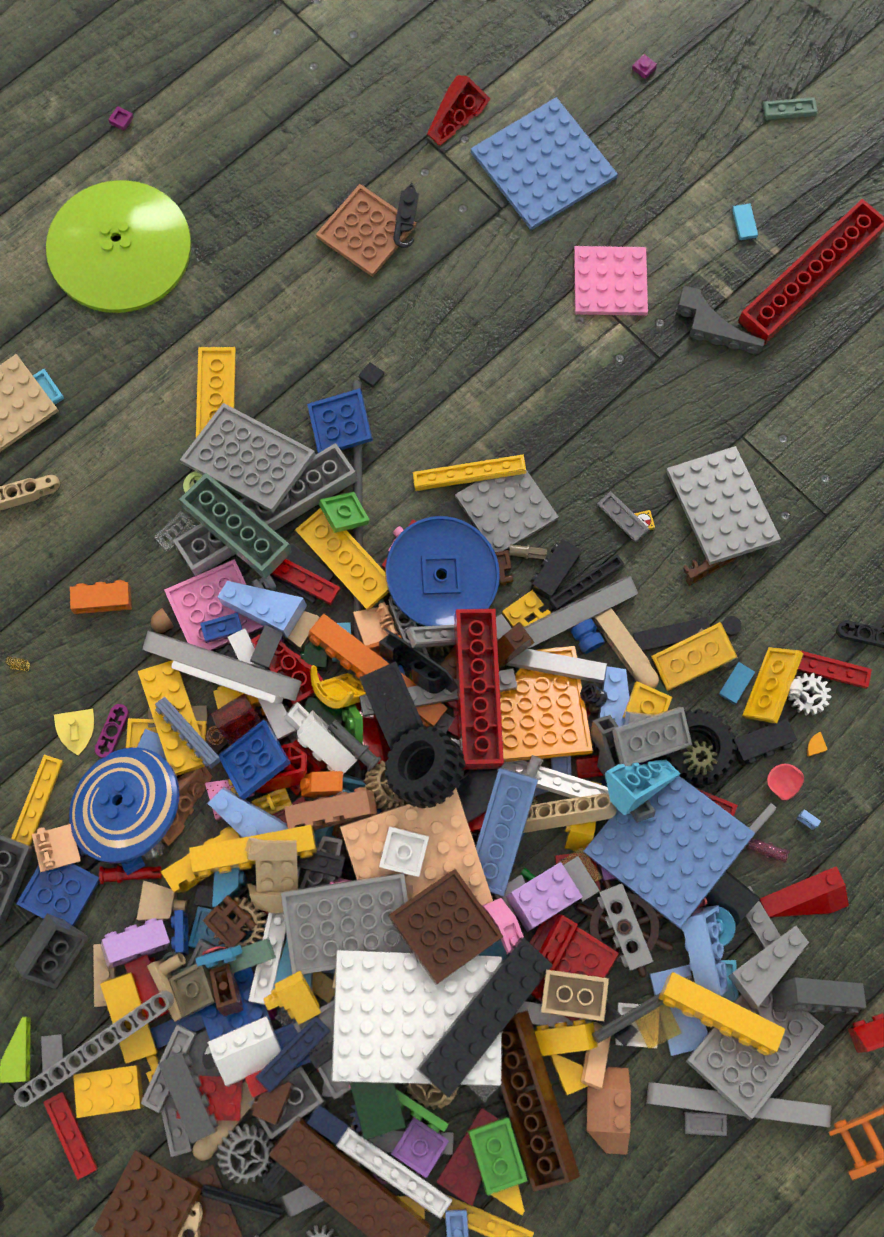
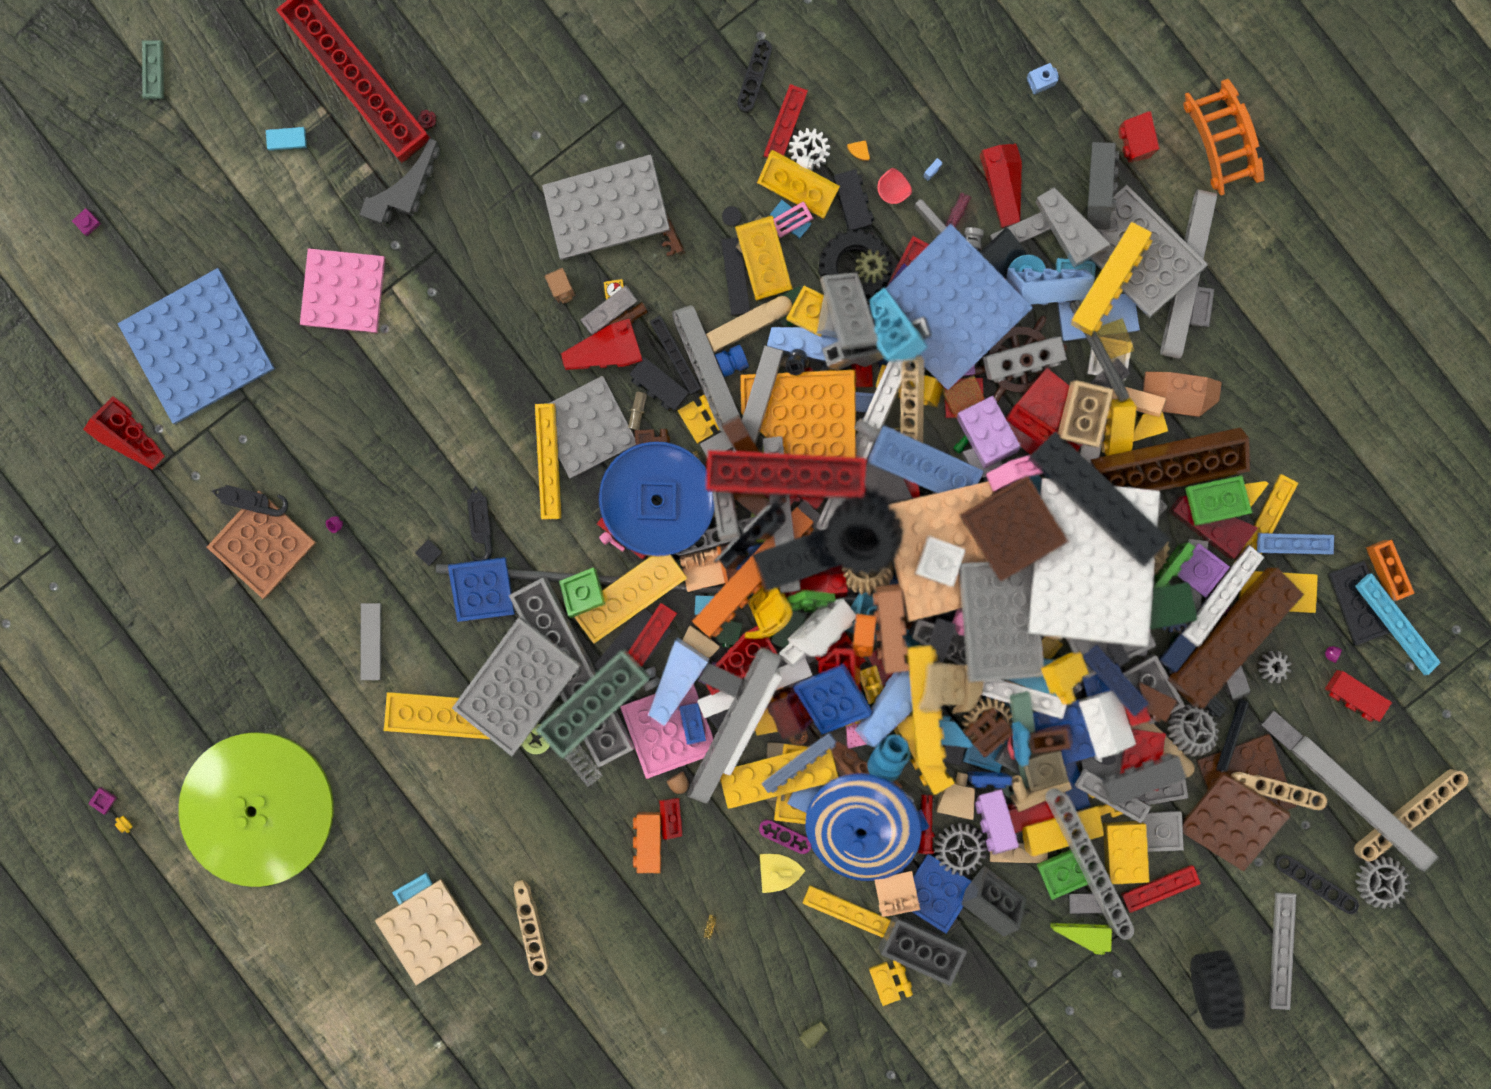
camera: 80 degrees left, 15 degrees up
(83, 1022) = (1062, 874): none -> bright green plate
(99, 136) = (123, 824): none -> yellow plate
(104, 902) = (969, 849): none -> light grey gear
(125, 617) = (670, 818): none -> red plate
(133, 1131) = (1164, 831): none -> light grey plate
(196, 823) = (889, 758): none -> dark azure piece
(282, 331) = (370, 641): none -> light grey tile
(361, 751) = (836, 595): dark grey pin -> none
(391, 289) = (334, 524): none -> magenta hinge
(404, 417) = (480, 523): none -> black plate
(581, 878) = (972, 395): light grey tile -> none
(588, 520) = (609, 346): none -> red wedge
(618, 536) = (632, 314): none -> reddish brown pin
(640, 467) = (560, 286): none -> medium nougat brick
(743, 868) = (974, 236): none -> light grey wheel
(752, 691) = (795, 226): none -> bright pink tile
(782, 343) = (426, 114): none -> dark red plate

